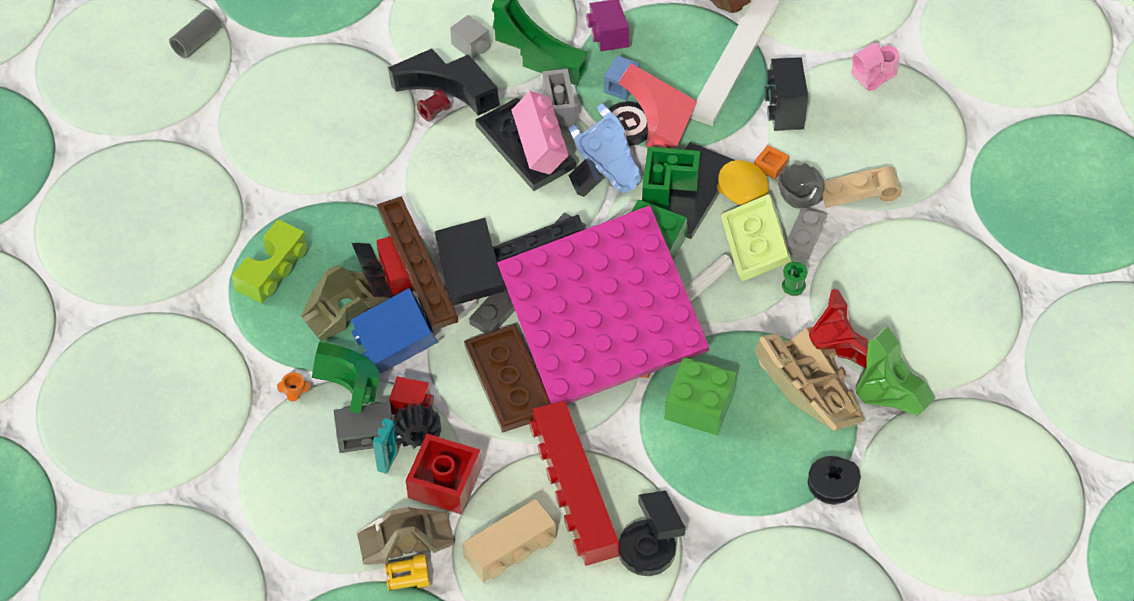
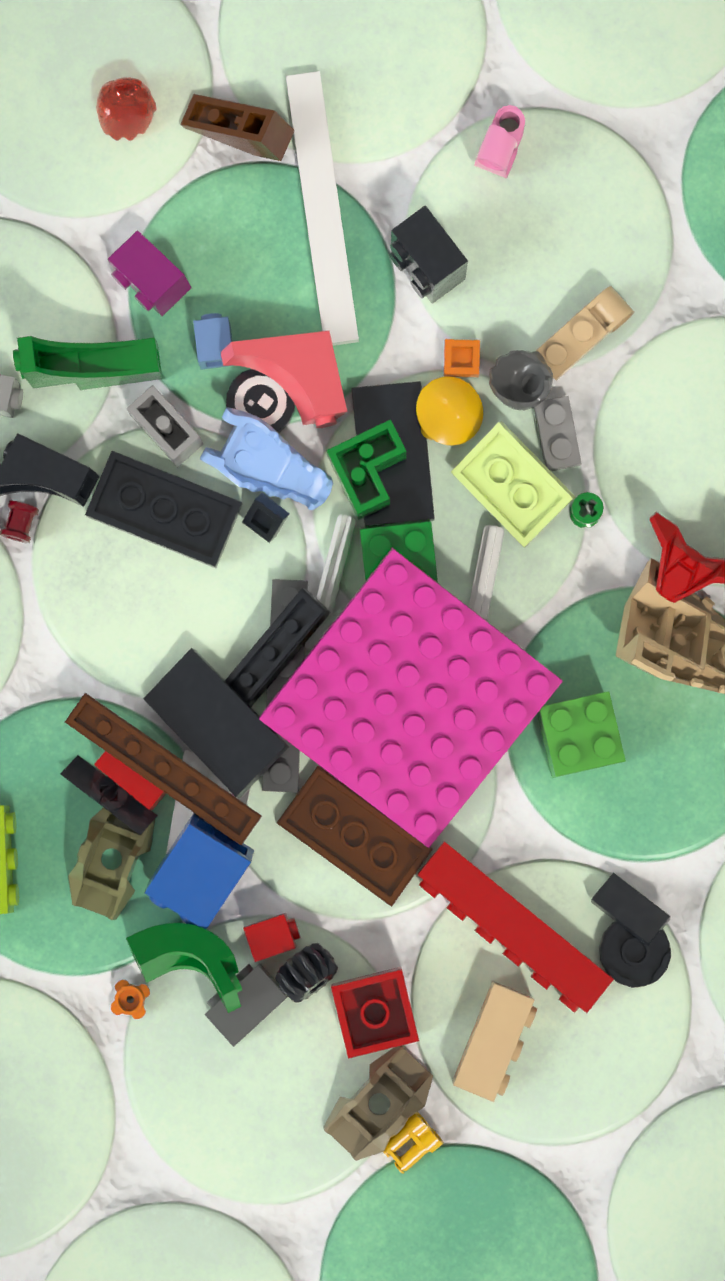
camera: 30 degrees left, 30 degrees up
(385, 444) = (292, 1023): teal tile -> none
(539, 132) = (182, 500): bright pink brick -> none

